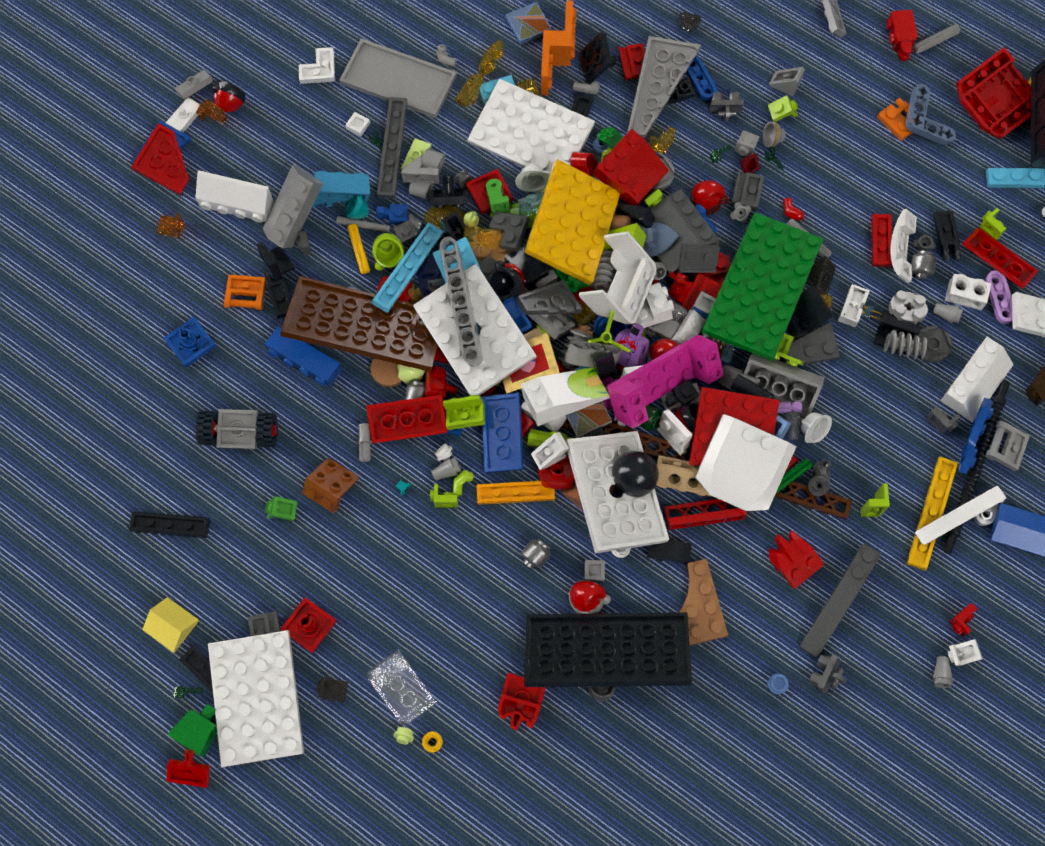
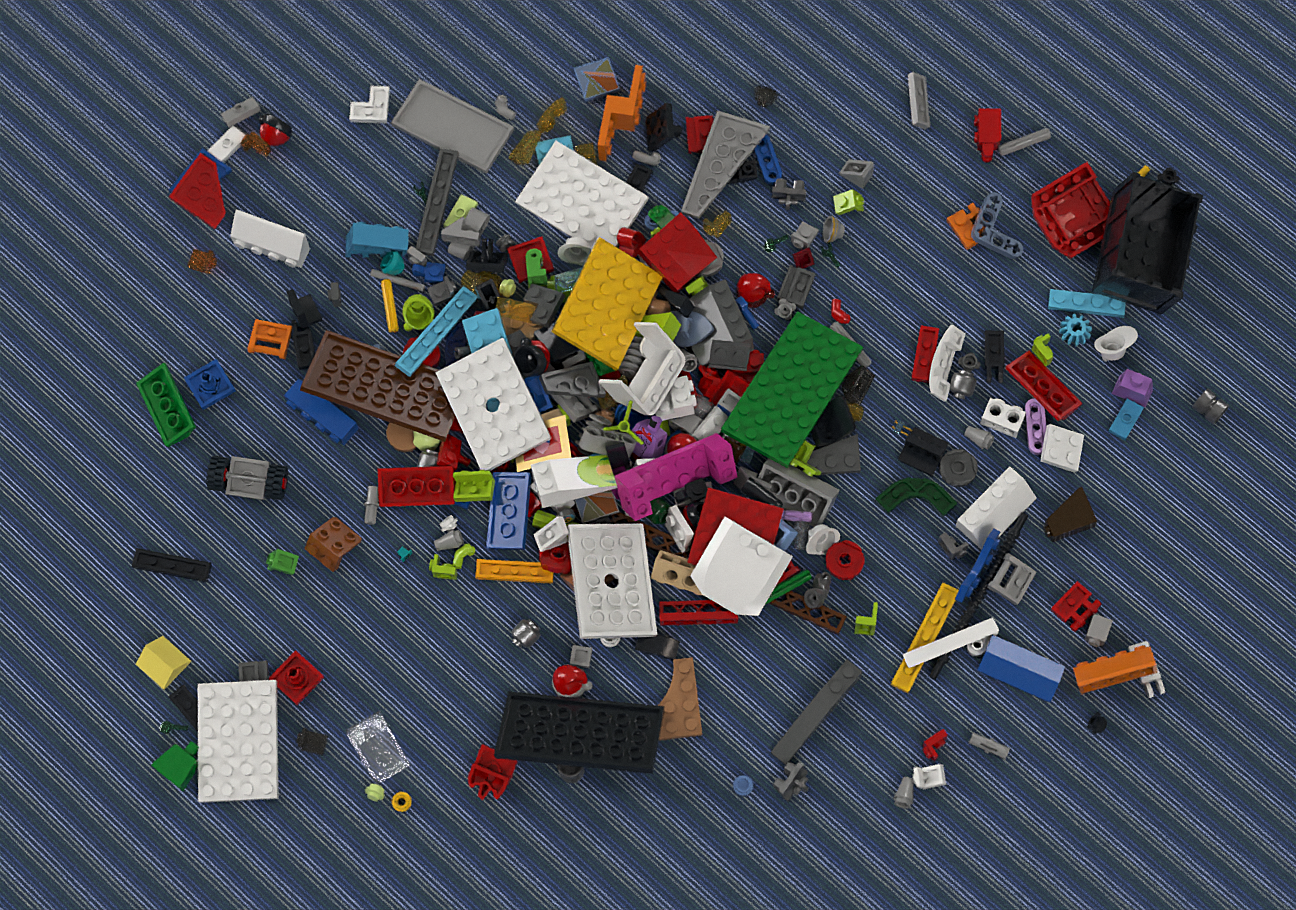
camera: 10 degrees right, 0 degrees up
(148, 367) = (166, 405): none -> green slope
(188, 772) = (167, 802): red plate -> none
(292, 207) = (326, 257): light grey slope -> none
(357, 124) = (404, 172): white plate -> none
(379, 199) = (416, 257): none -> light grey plate
(415, 294) = (440, 360): clear yellow plate -> none
(465, 309) = (487, 382): light grey beam -> none
(563, 429) = (568, 515): none -> dark grey tile
(635, 473) = (633, 566): black piece -> none
(794, 559) = (779, 667): red plate -> none
(849, 440) = (842, 549): none -> red plate
(853, 305) = (881, 421): white piece -> none
(902, 300) = (942, 419): light grey plate -> none
(902, 368) = (916, 488): none -> dark green plate
(906, 344) = (926, 466): light grey piece -> none
(1017, 614) = (989, 745): none -> light grey pin
(1019, 203) = (1075, 323): none -> medium azure gear

